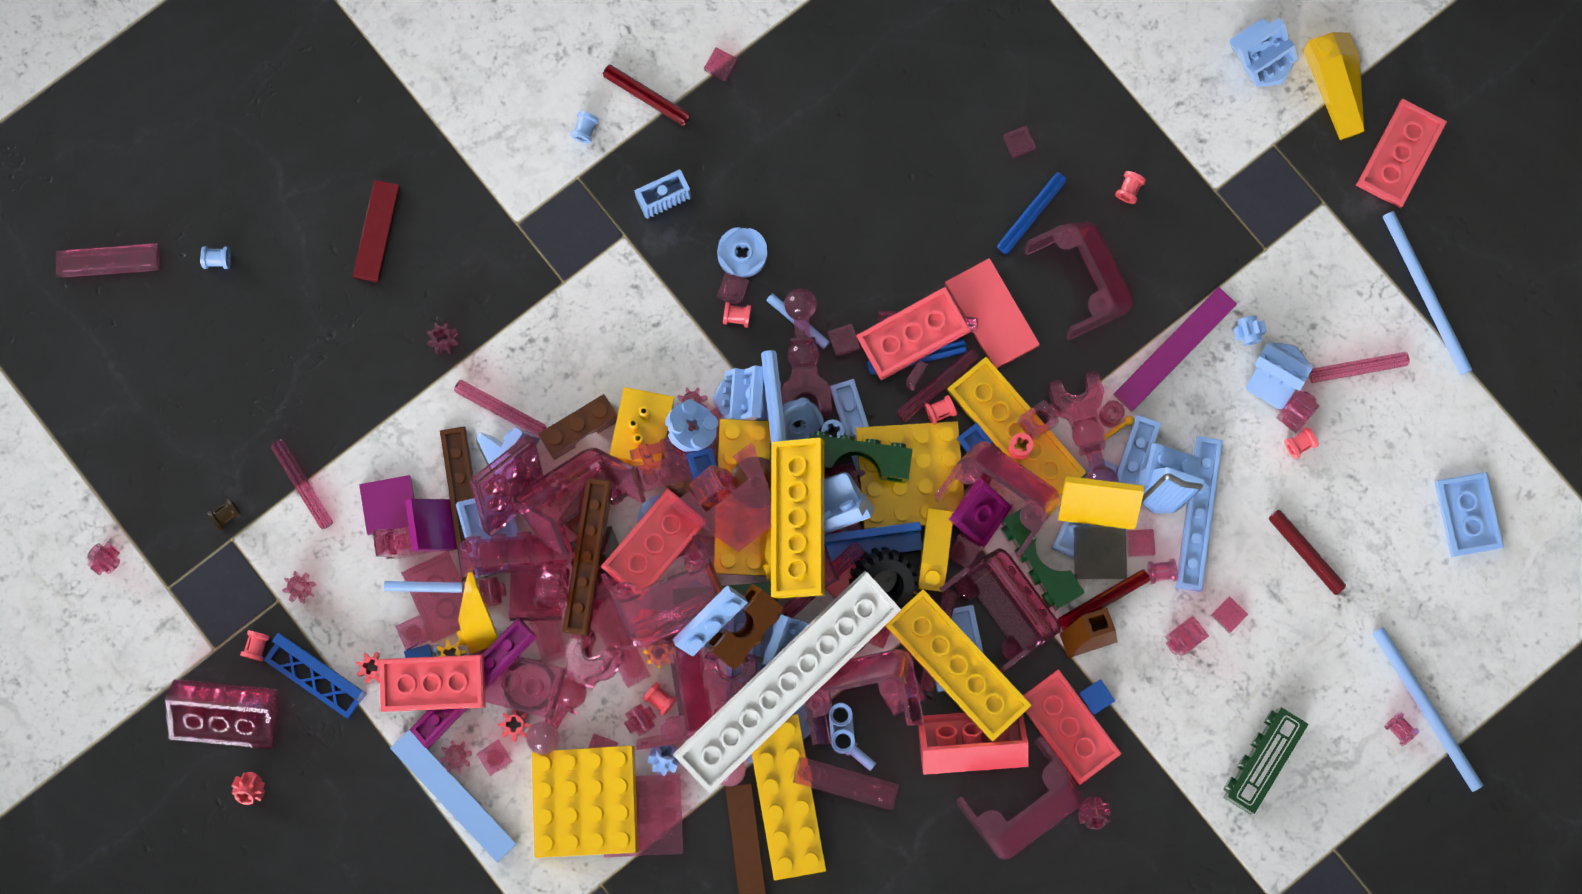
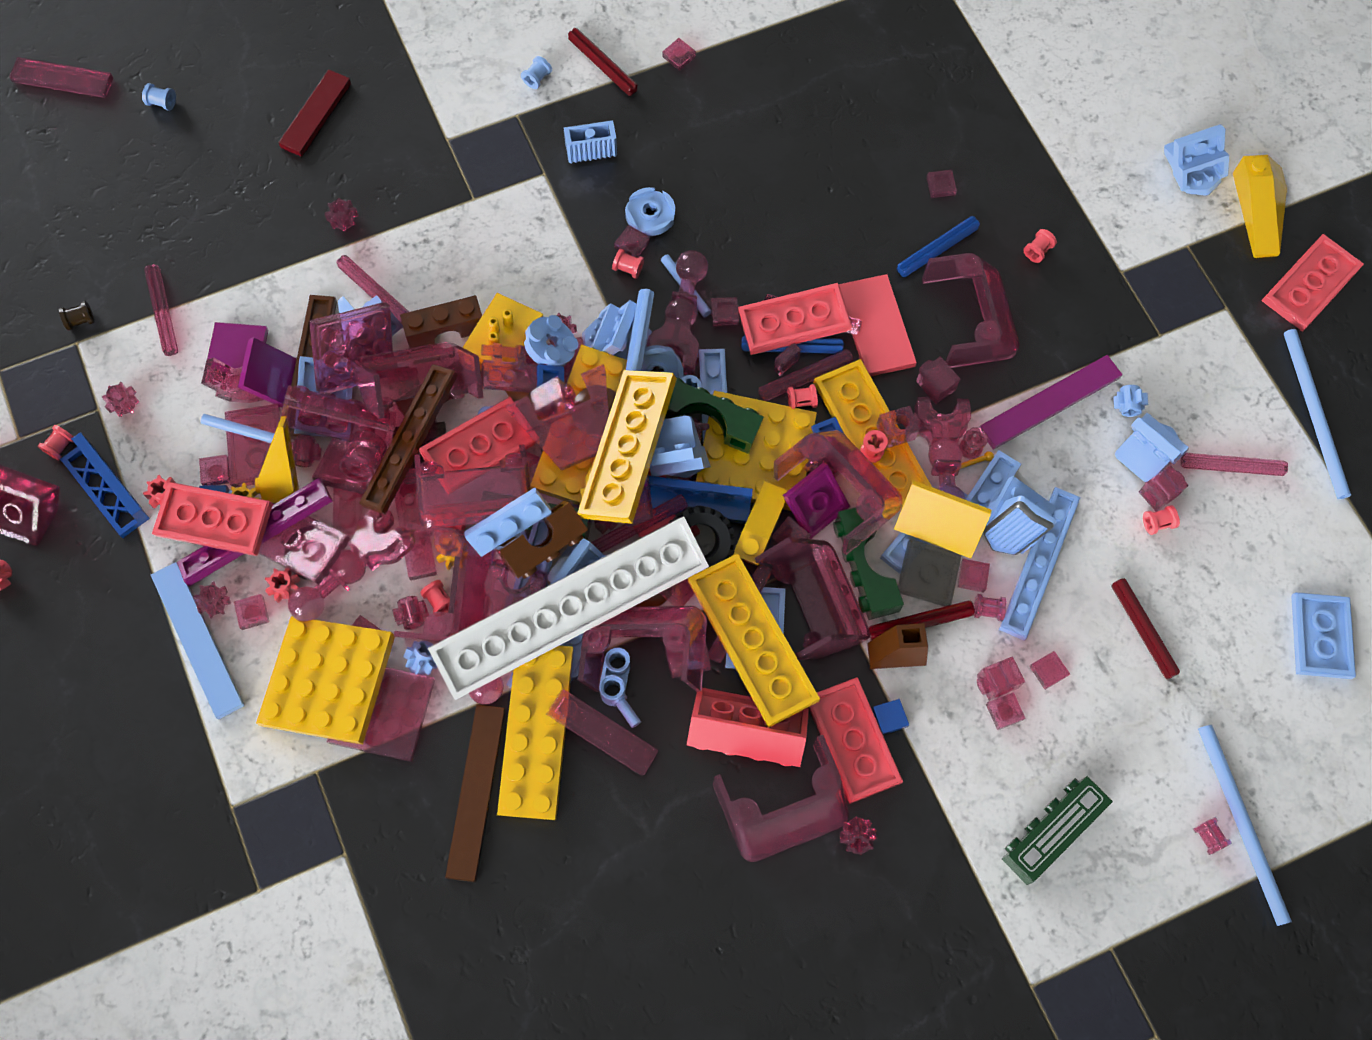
camera: 10 degrees right, 10 degrees down
(1063, 357) = (937, 379): none -> clear pink brick
(1197, 665) = (1005, 711): none -> clear pink plate

